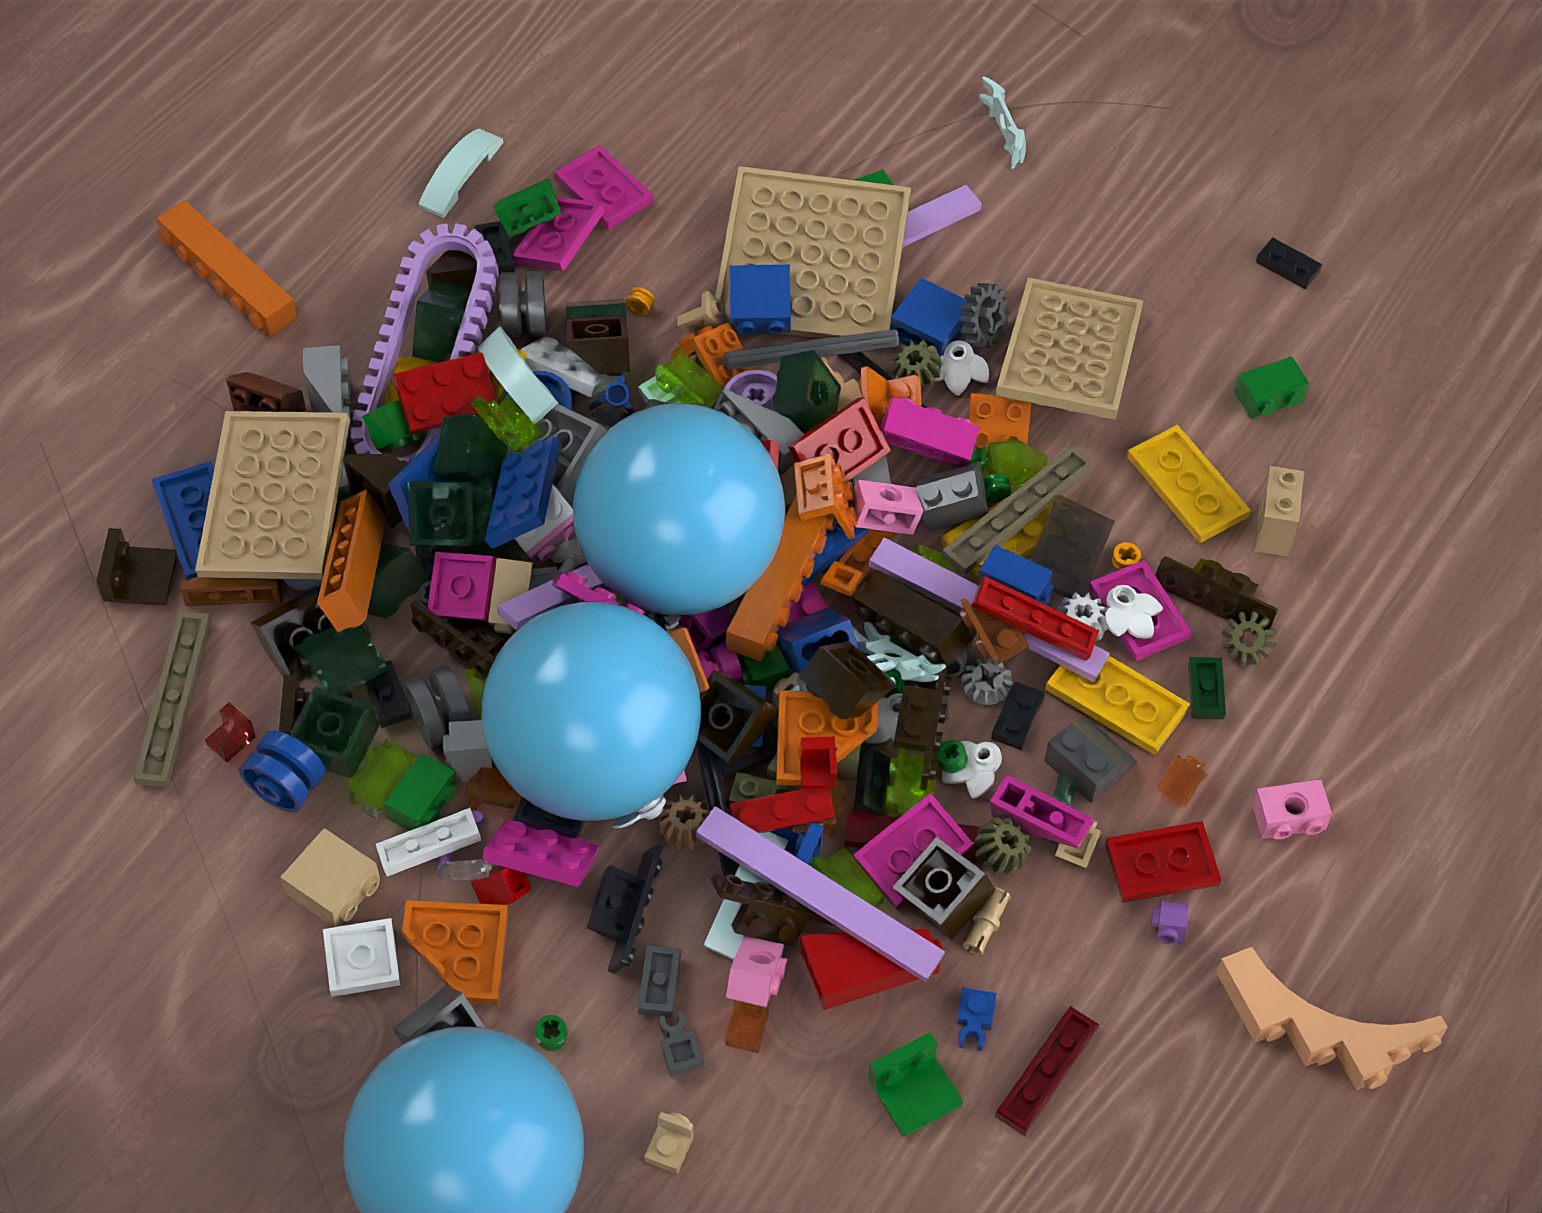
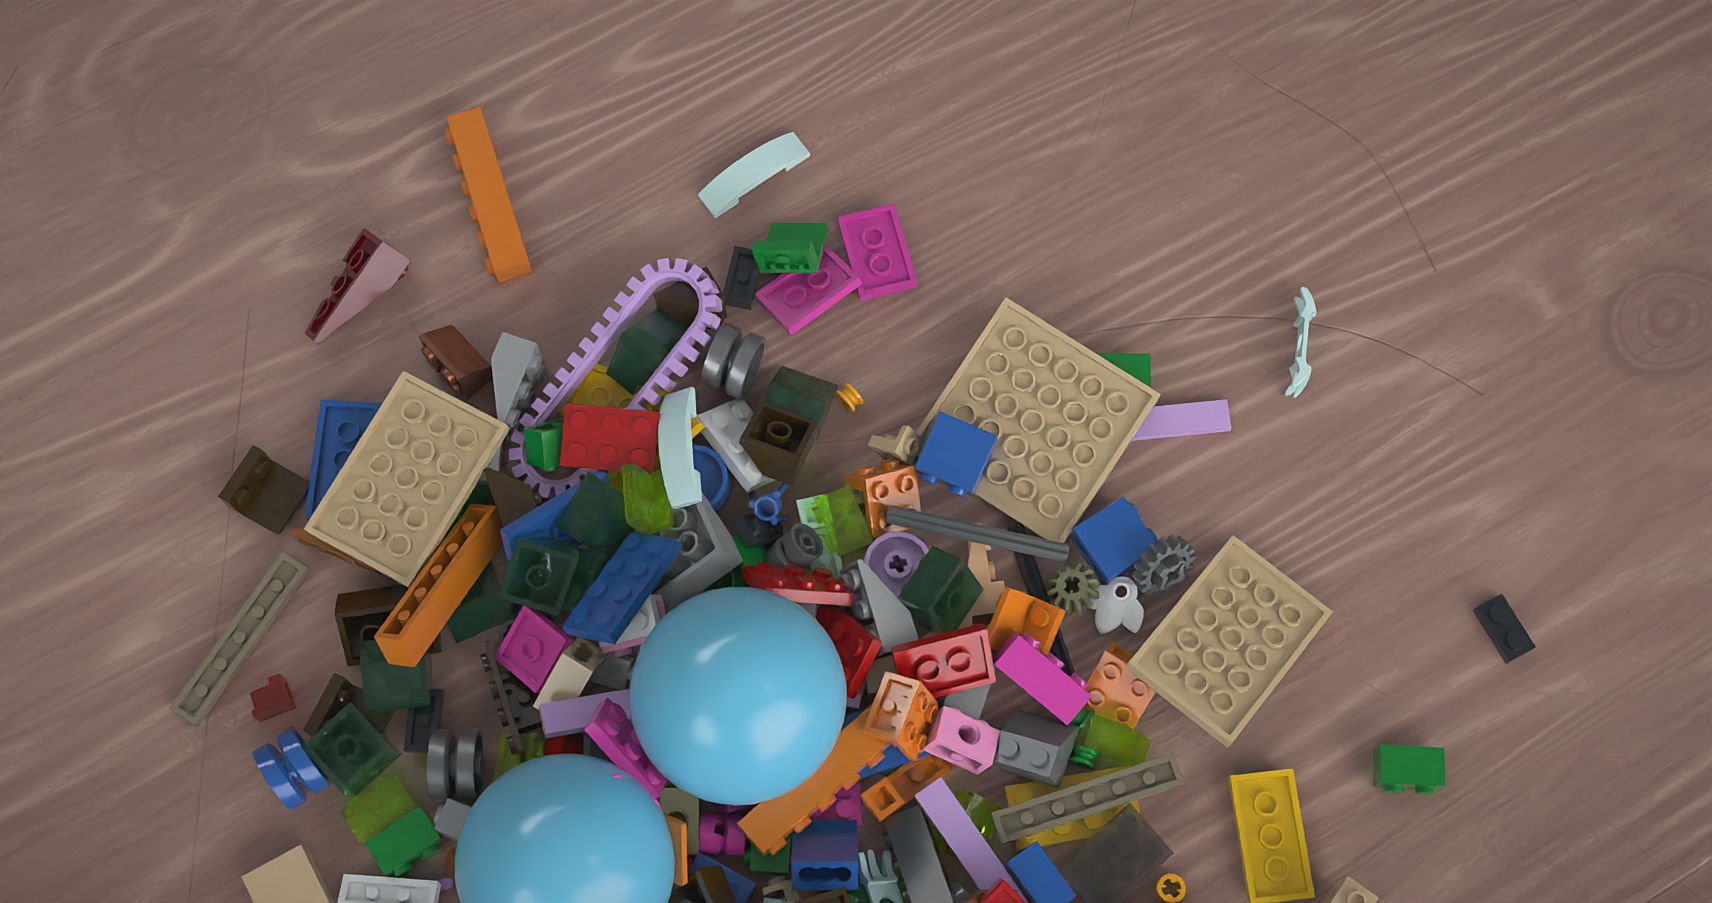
camera: 25 degrees right, 15 degrees up
(141, 367) = (369, 273): none -> wedge

